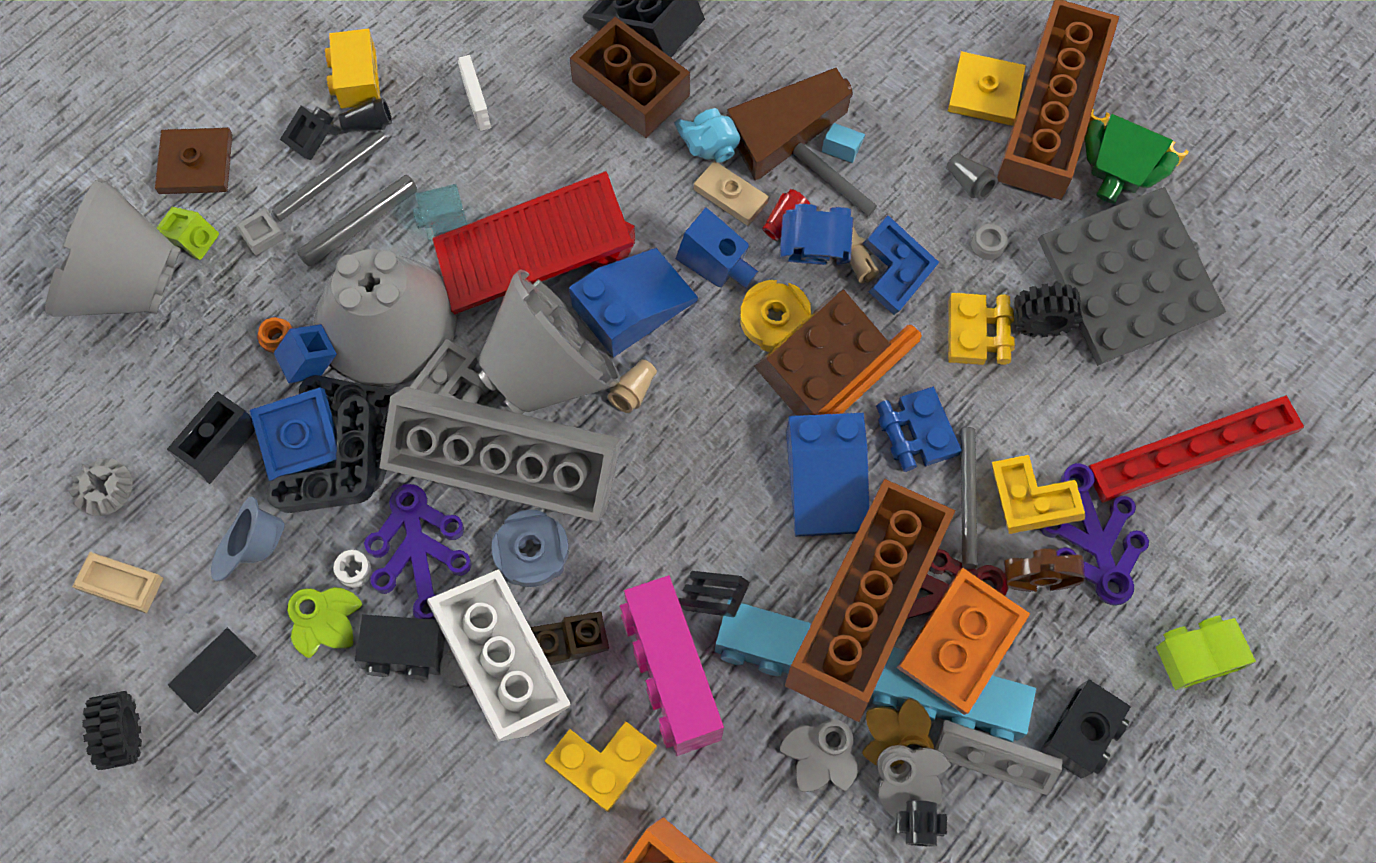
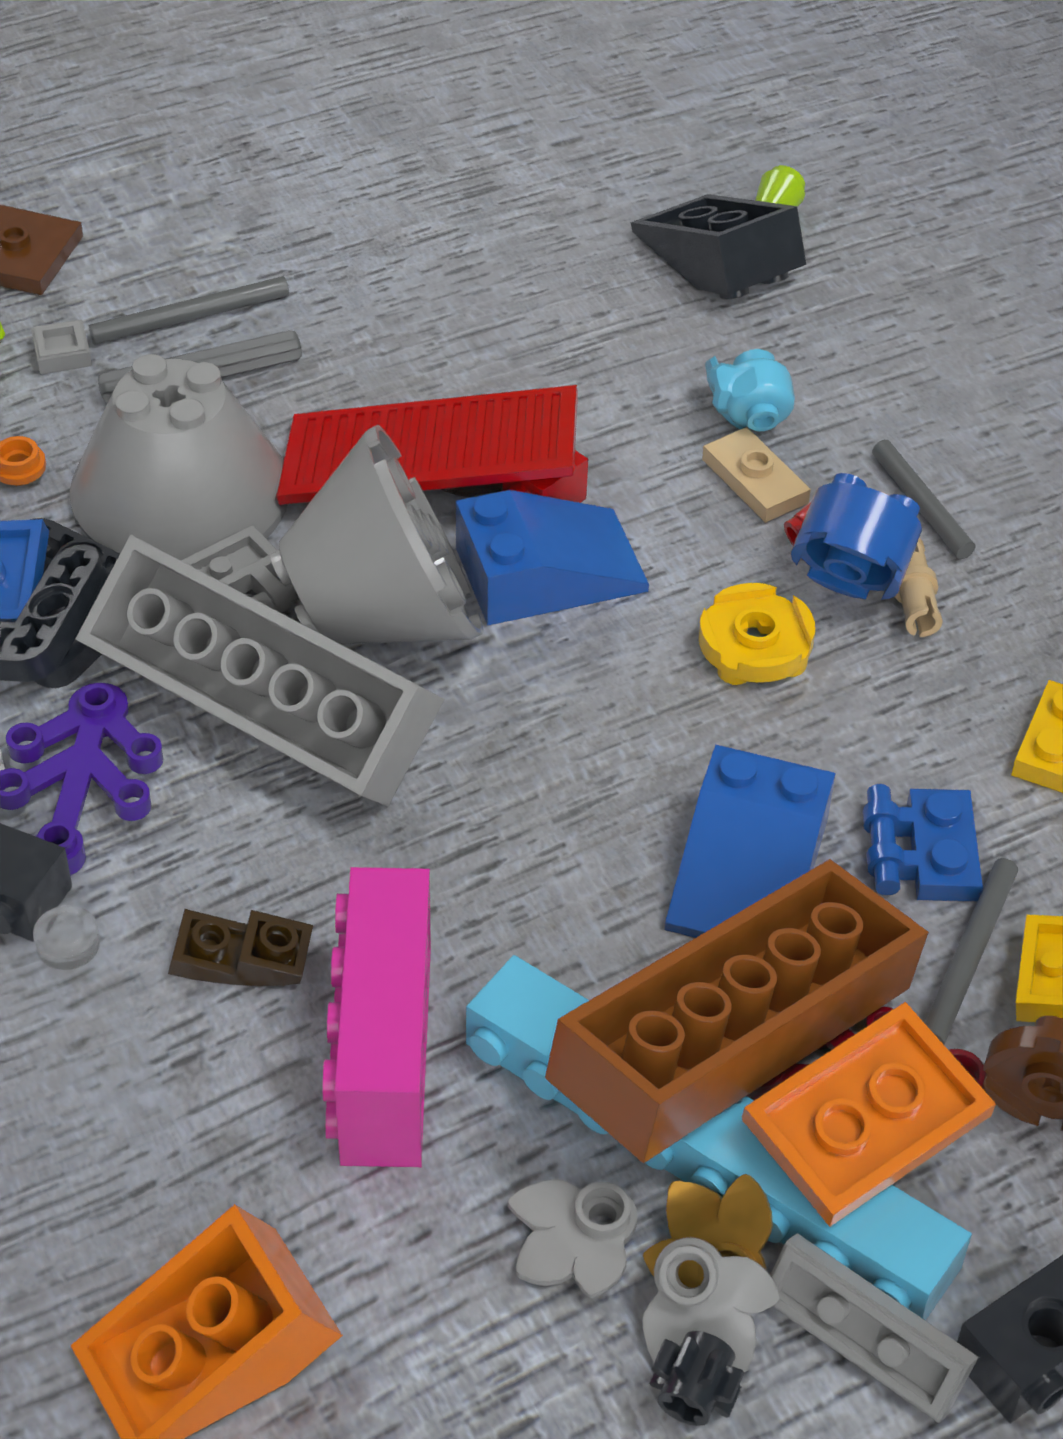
camera: 20 degrees right, 20 degrees down
(304, 353) = (44, 481): blue brick -> none
(308, 130) = (184, 249): black bracket -> none
(353, 67) = (280, 196): yellow brick -> none
(367, 116) = (272, 255): black cone -> none
(439, 211) = (318, 379): clear light blue brick -> none
(474, 93) = (433, 265): white tile -> none
(499, 656) = (128, 928): white slope -> none
(546, 563) = (246, 843): sand blue plate -> none
(602, 774) = (215, 1147): yellow plate -> none
(630, 77) = (665, 296): reddish brown brick -> none
(632, 387) = (493, 660): tan cone -> none
(697, 589) = (489, 943): black tile -> none
(715, 251) = (694, 521): blue torso -> none
(789, 116) = (856, 403): reddish brown slope -> none
(822, 355) = (805, 686): reddish brown brick -> none
(842, 142) = (953, 458): medium azure slope -> none
(899, 347) = (893, 741): orange axle -> none
(906, 262) = (988, 619): blue plate -> none

